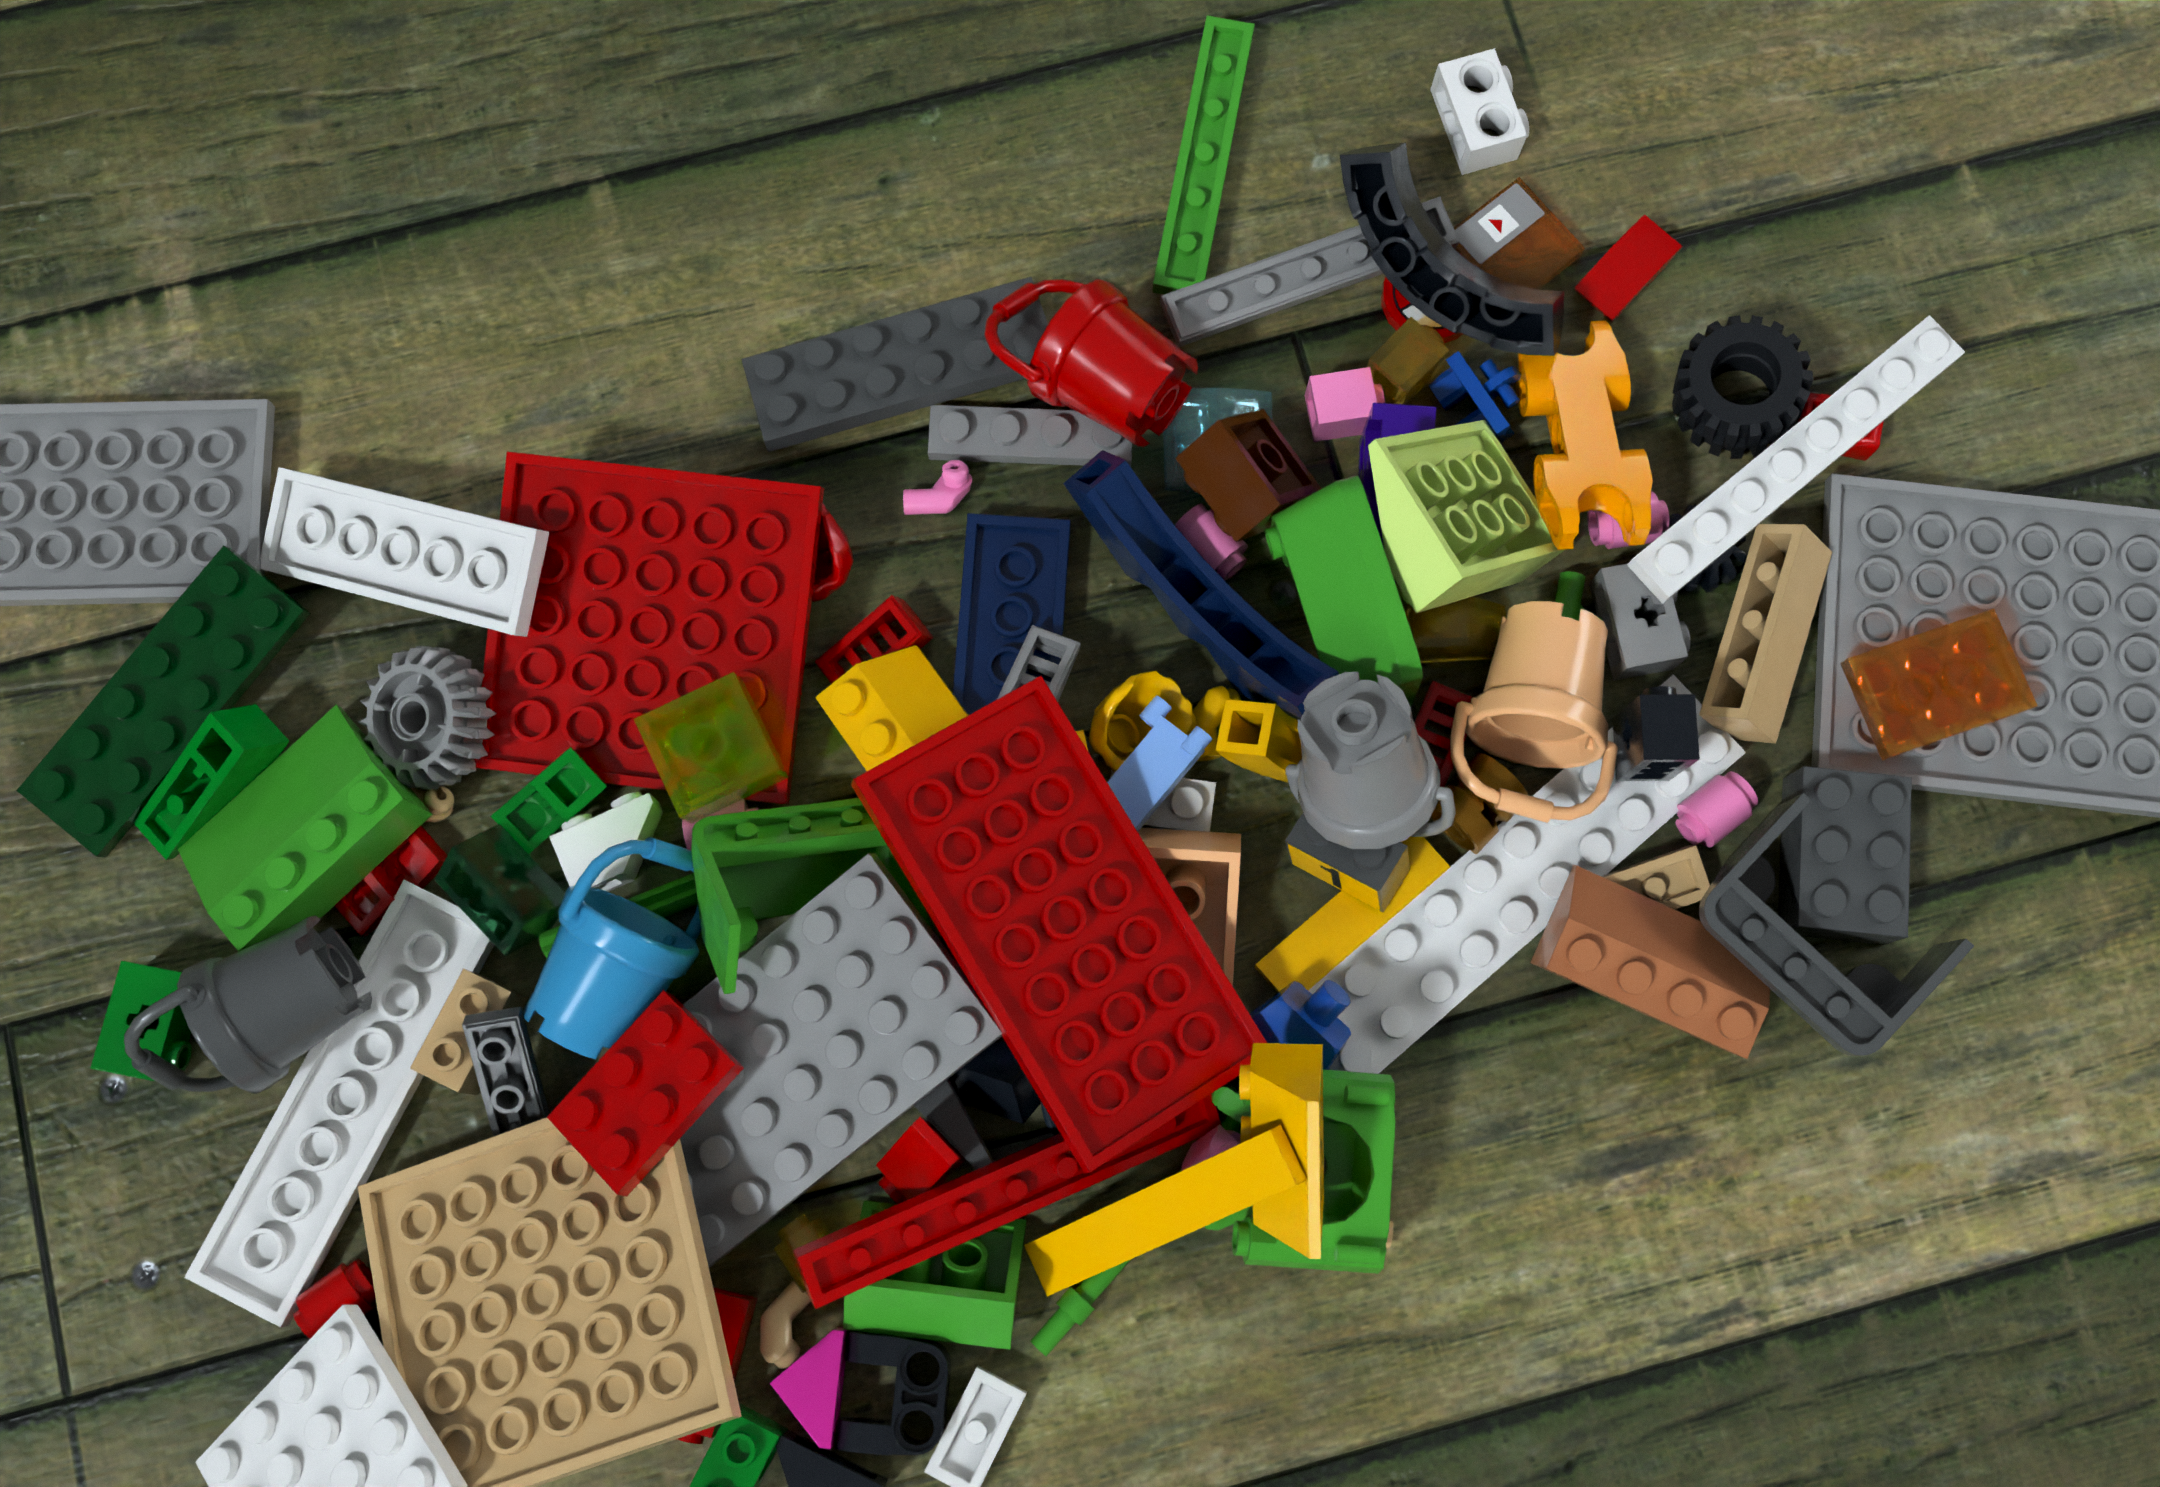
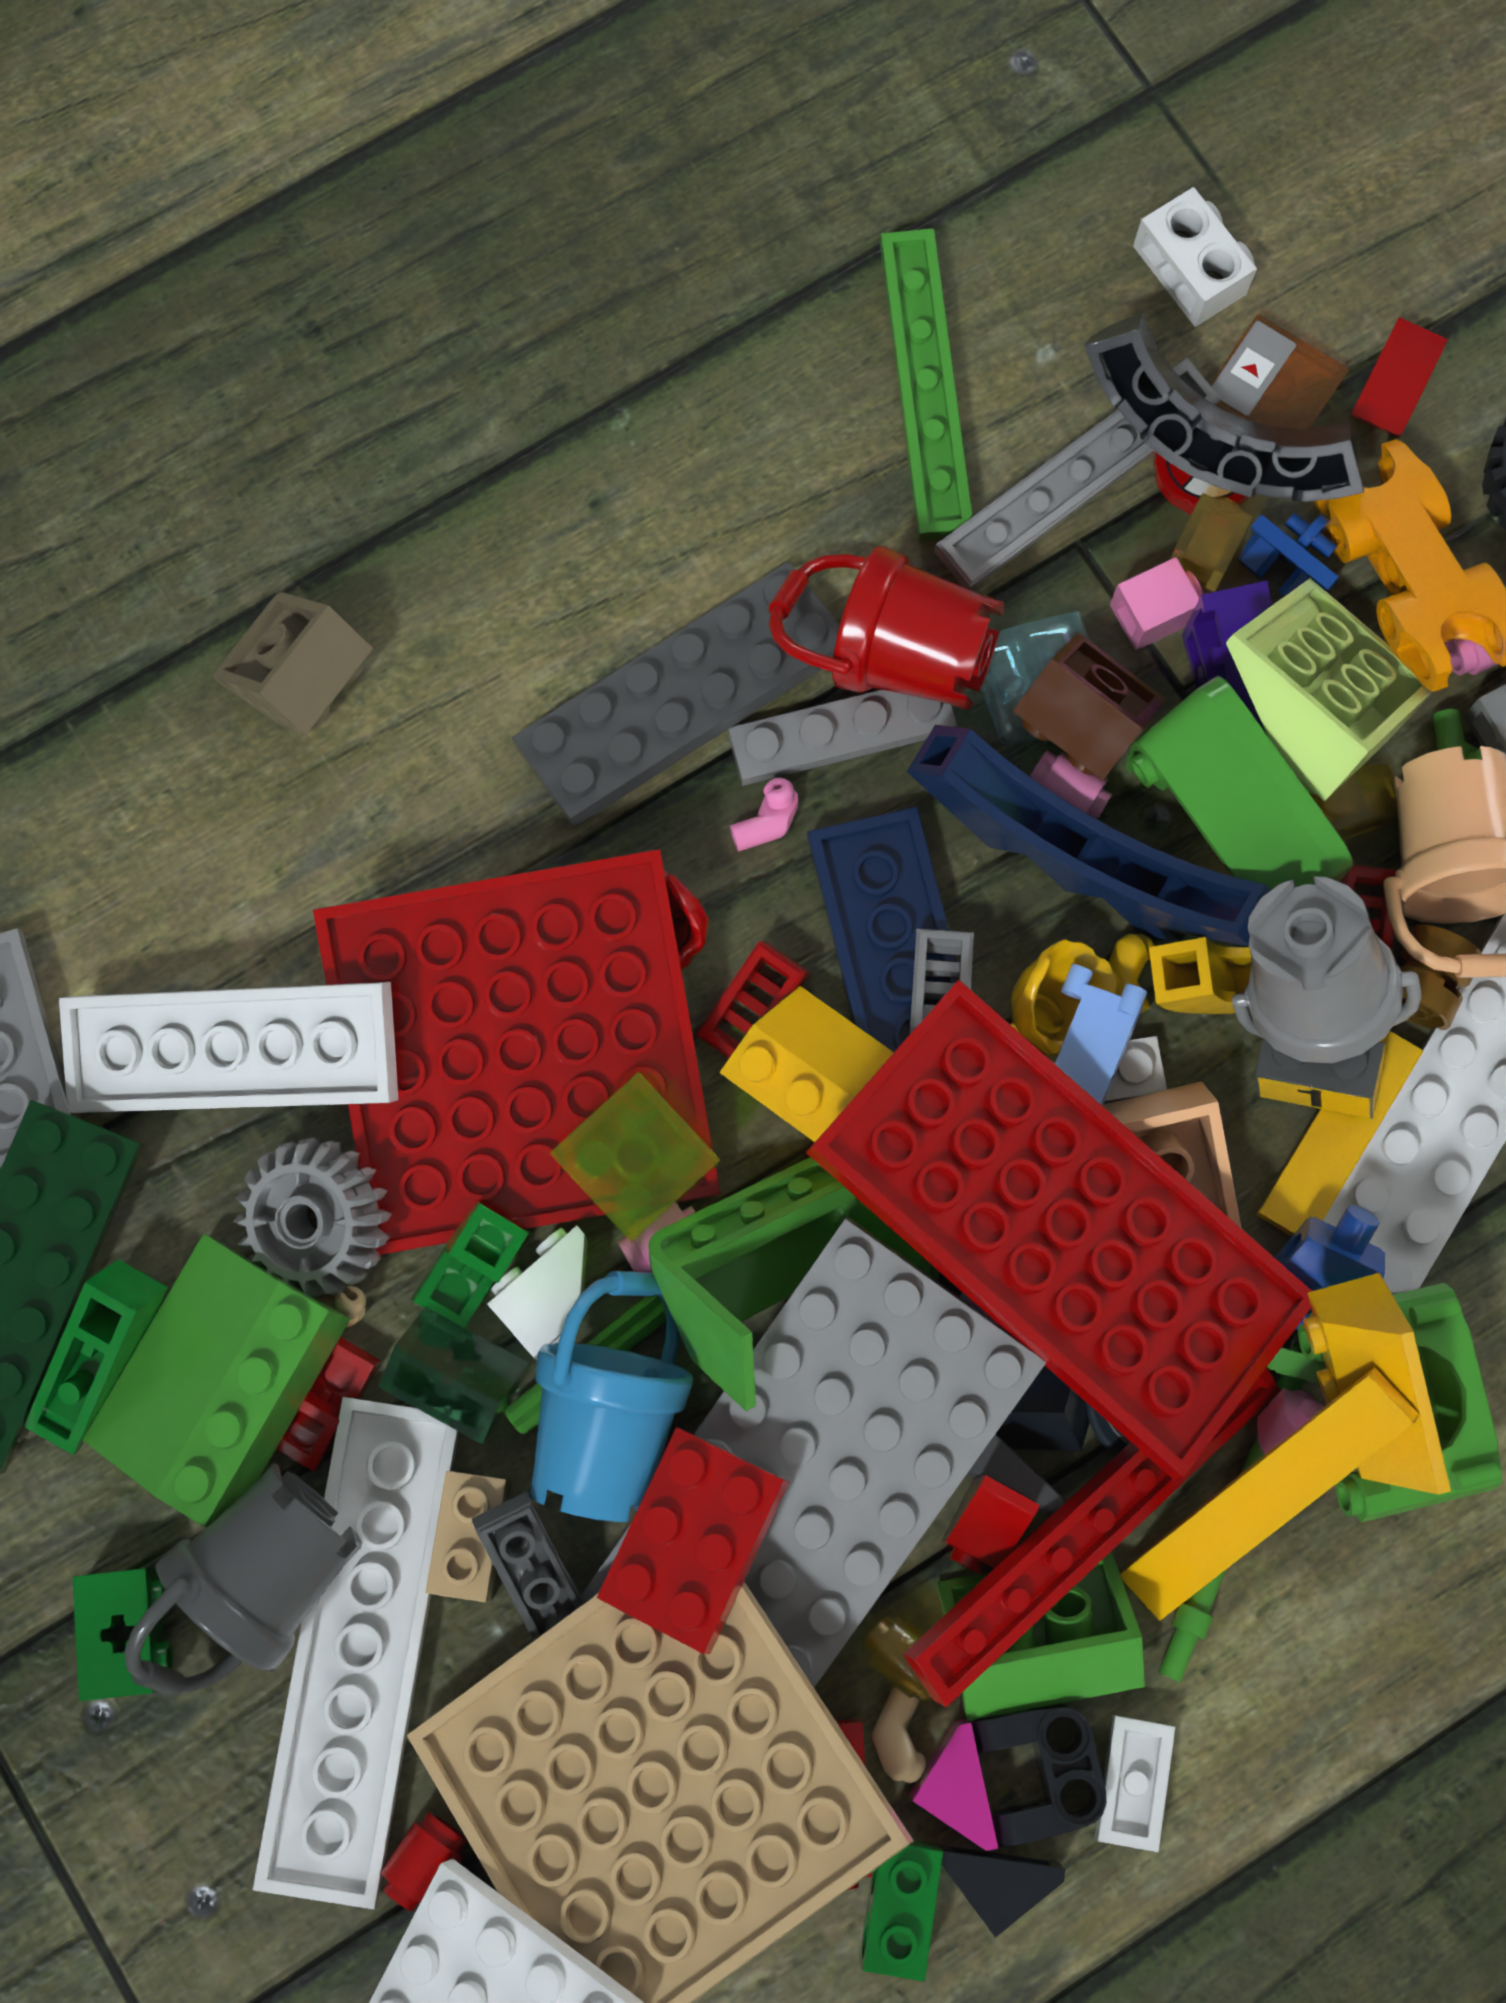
camera: 20 degrees left, 0 degrees up
(578, 242) = (294, 661): none -> dark tan slope

